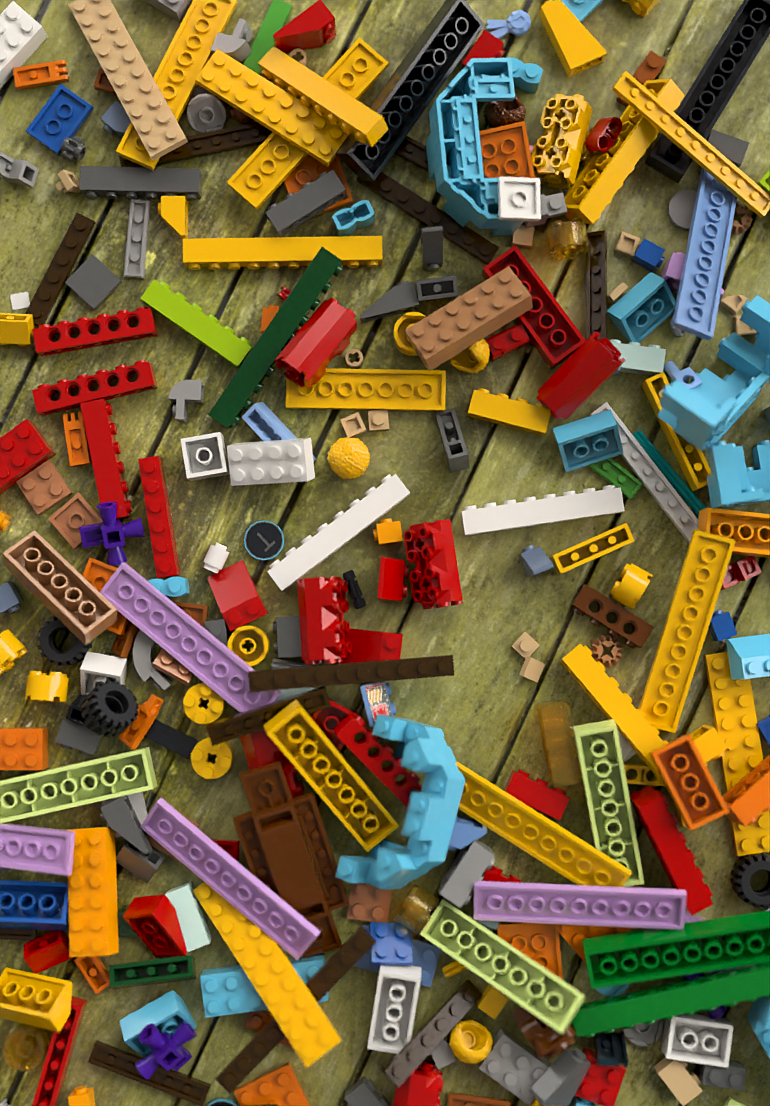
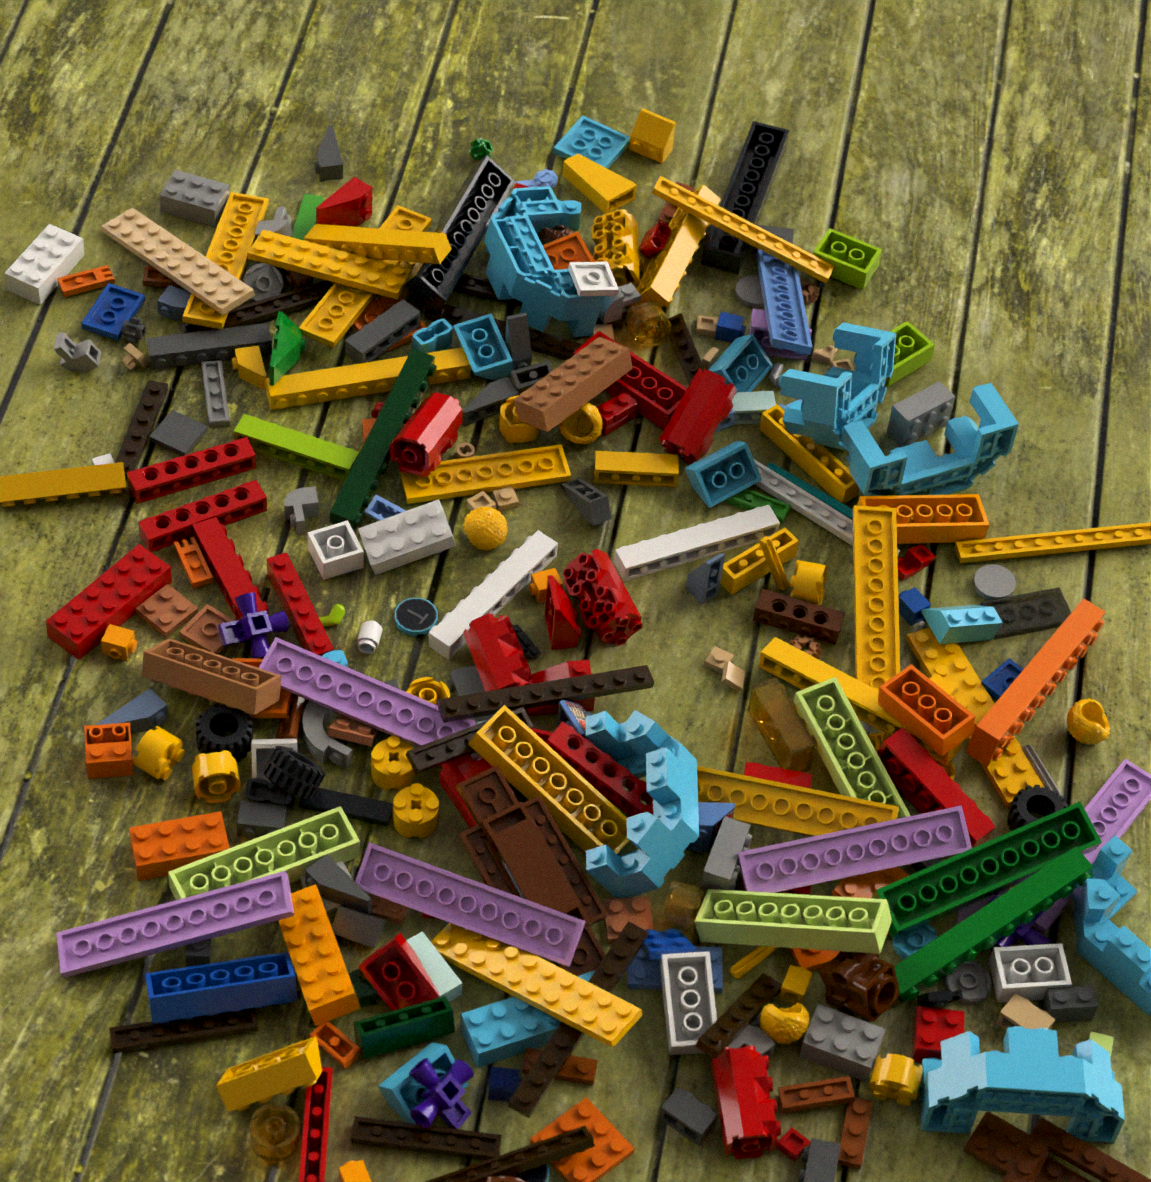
camera: 20 degrees left, 35 degrees down
(47, 951) = (277, 1030): red brick -> none
(147, 714) = (328, 790): orange hinge -> none
(190, 527) = (334, 617): none -> lime arm
(212, 203) = (286, 347): none -> green wedge
(224, 1039) = (503, 1083): none -> clear blue brick
(237, 596) = (402, 662): slope -> none
(398, 240) = (484, 347): none -> medium azure slope
(561, 1079) = (897, 1029): dark grey slope -> none
(603, 562) = (774, 563): none -> yellow axle

